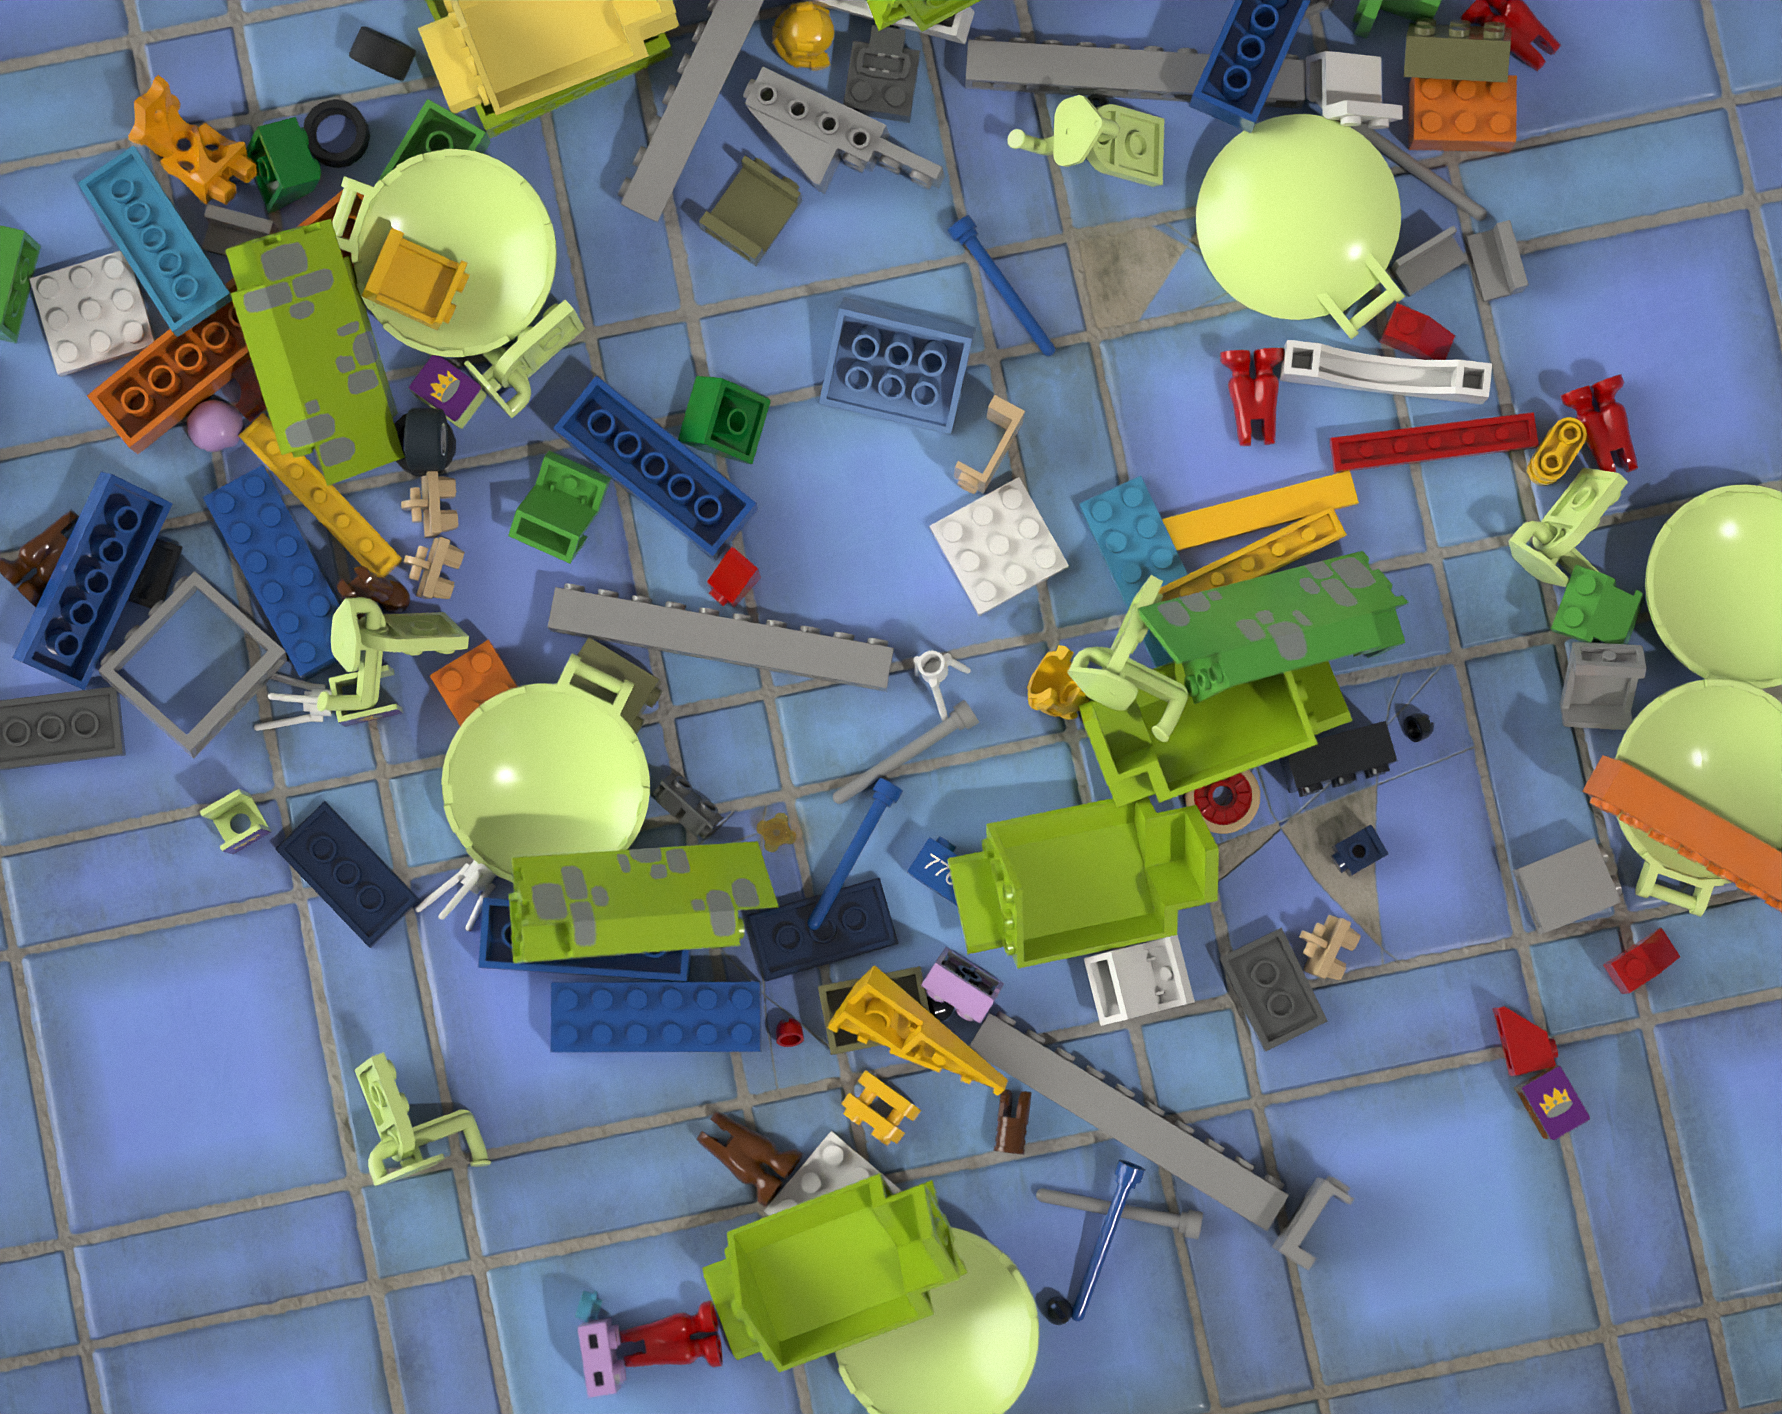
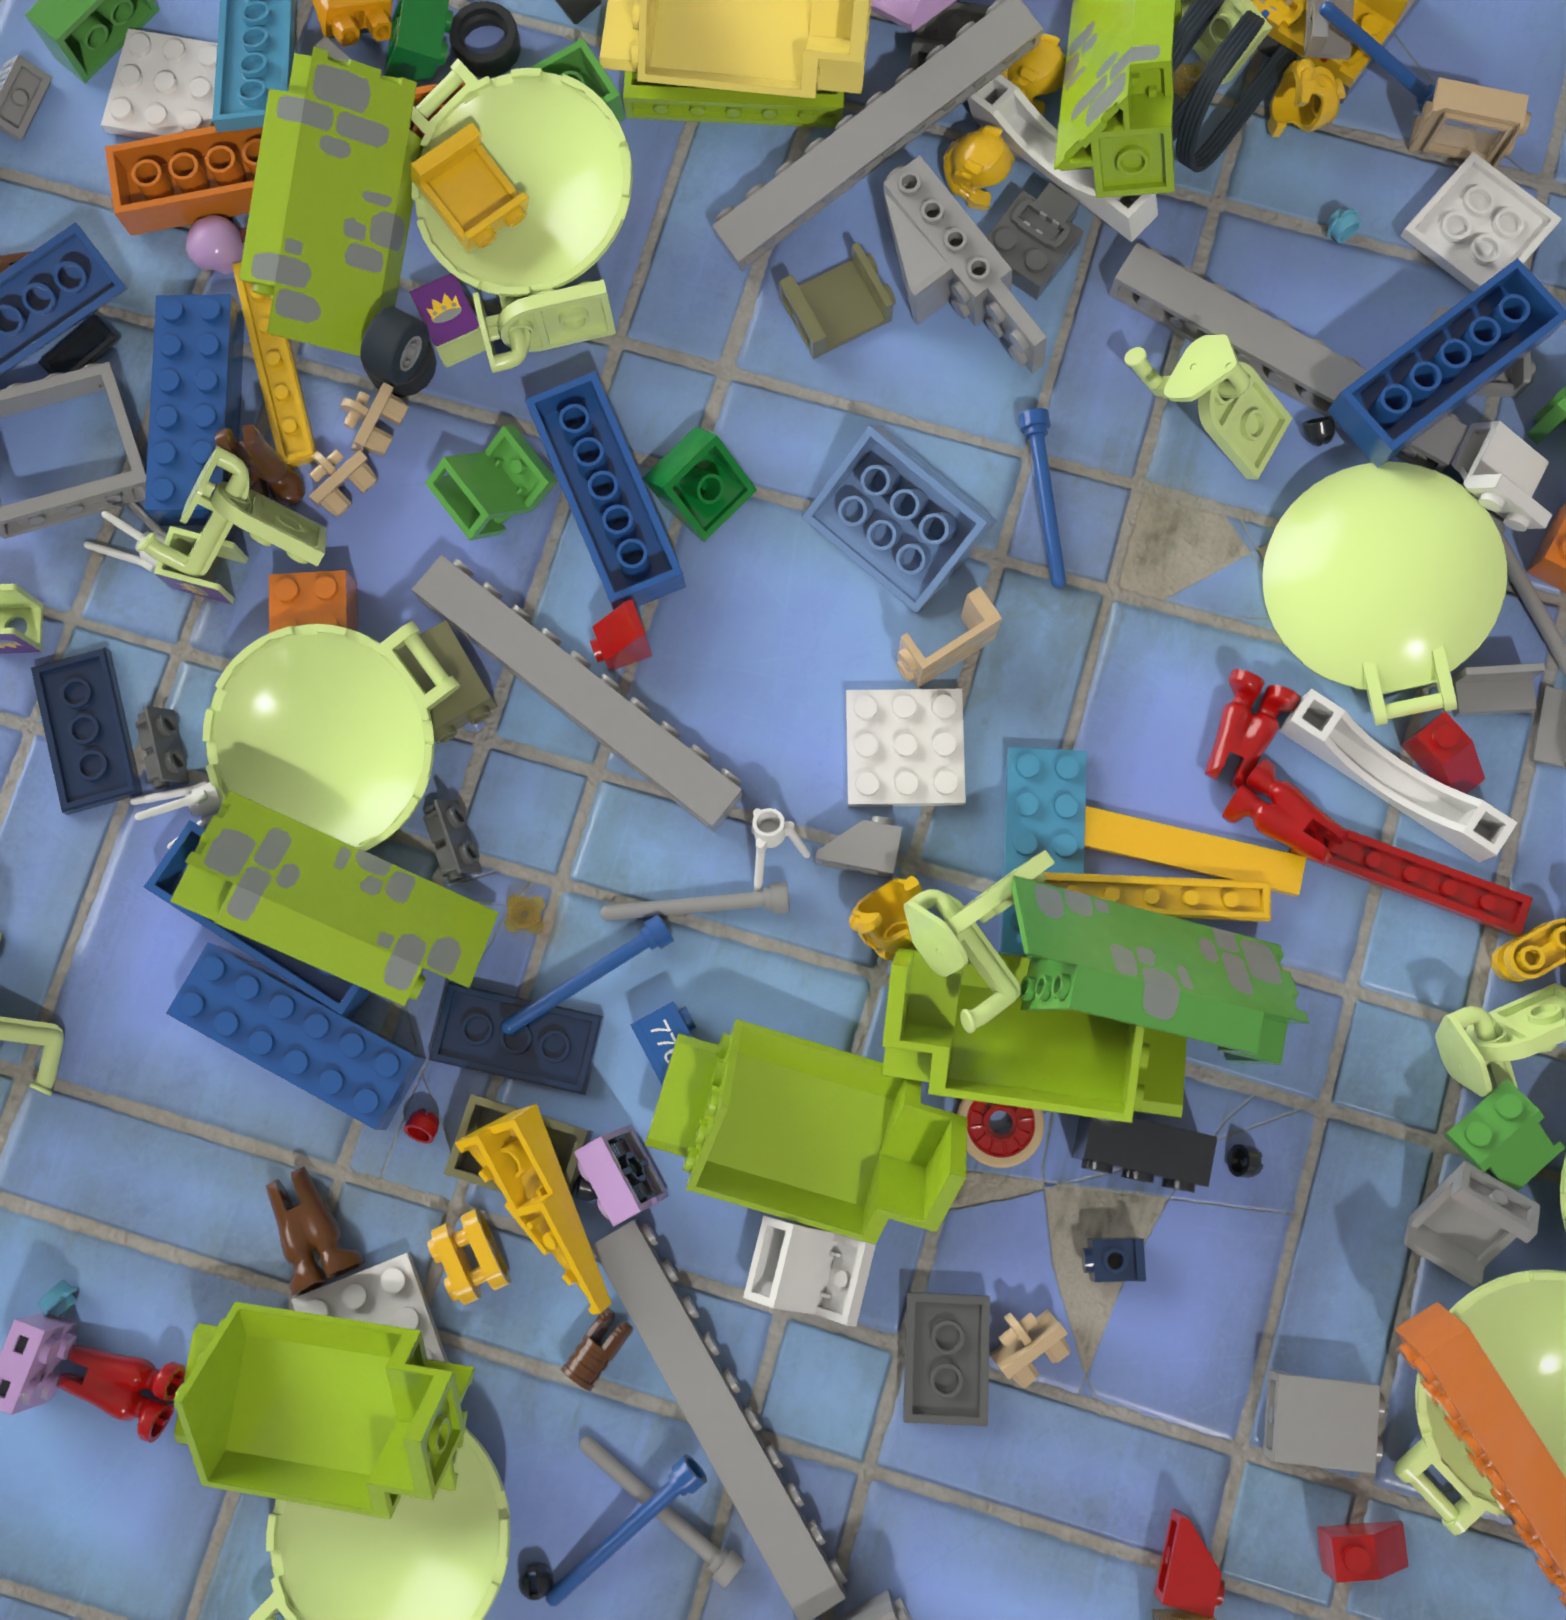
camera: 30 degrees right, 5 degrees down
(408, 843) = (160, 732): none -> dark grey hinge
(1011, 642) = (864, 848): none -> light grey slope
(1189, 119) = (1319, 430): none -> black hinge
(1321, 447) = (1290, 817): none -> red piece

